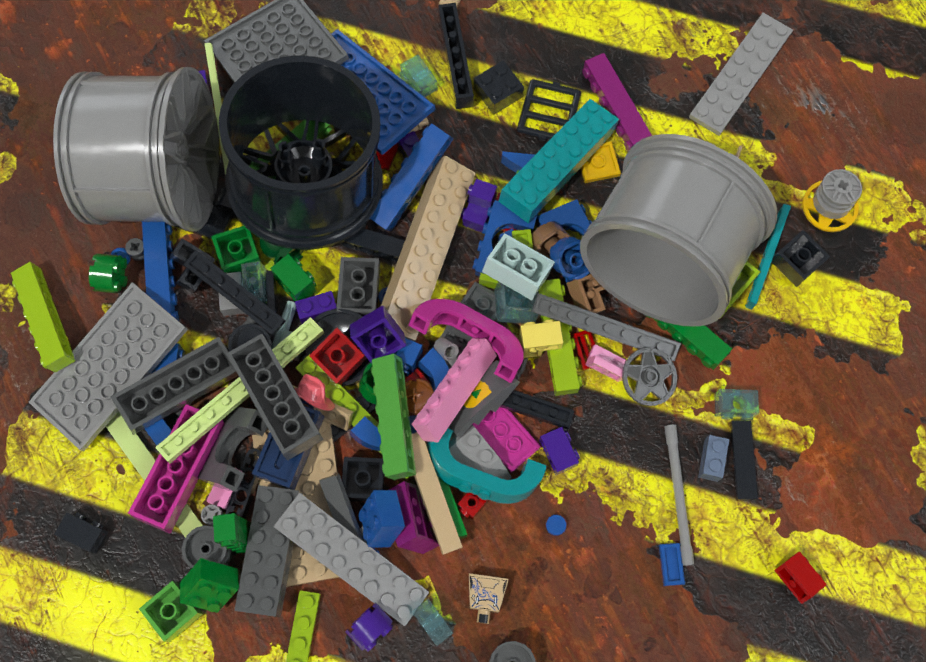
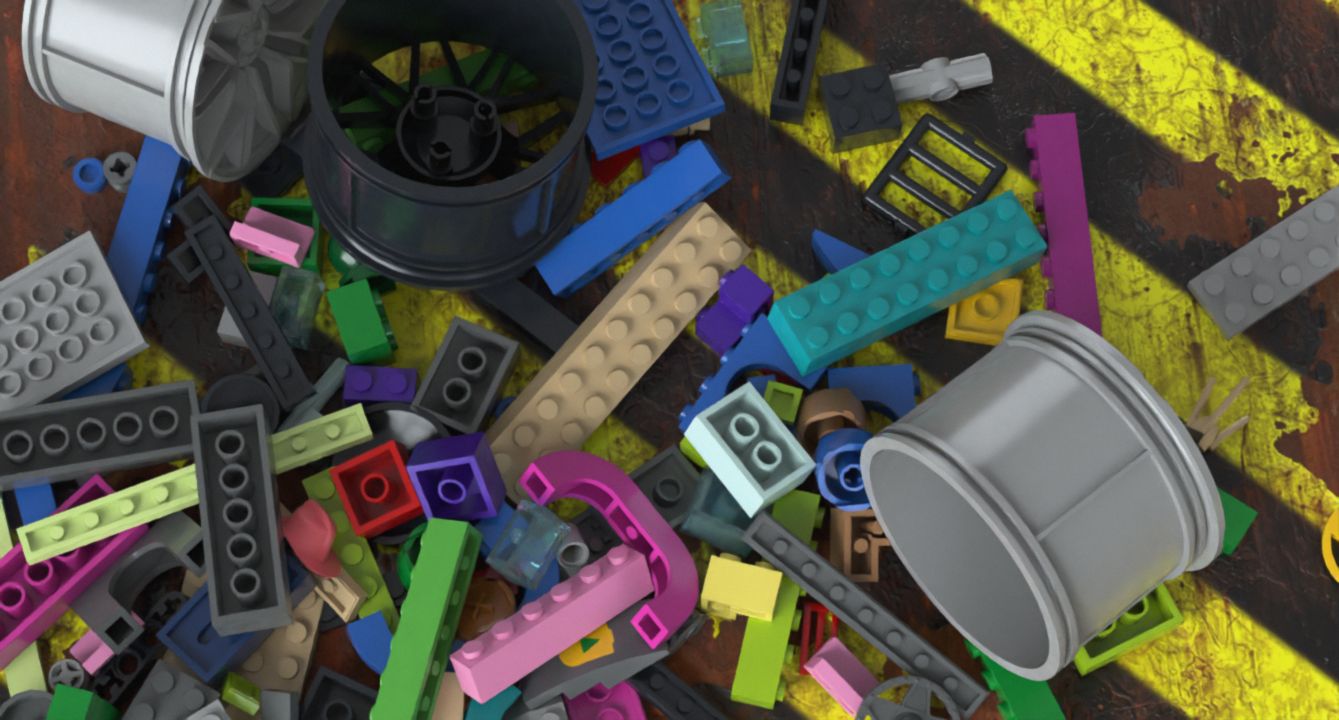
camera: 25 degrees right, 0 degrees up
(108, 273) = (58, 198): green brick -> none
(230, 251) = (273, 236): none -> bright pink panel
(271, 291) = (316, 335): black tile -> none
(308, 486) = (241, 693): none -> lime tile
(427, 354) = (528, 544): none -> clear light blue brick
(532, 60) = (941, 78): none -> light grey piece
(767, 257) = (1217, 595): teal tile -> none
(799, 258) = (1272, 622): black brick -> none

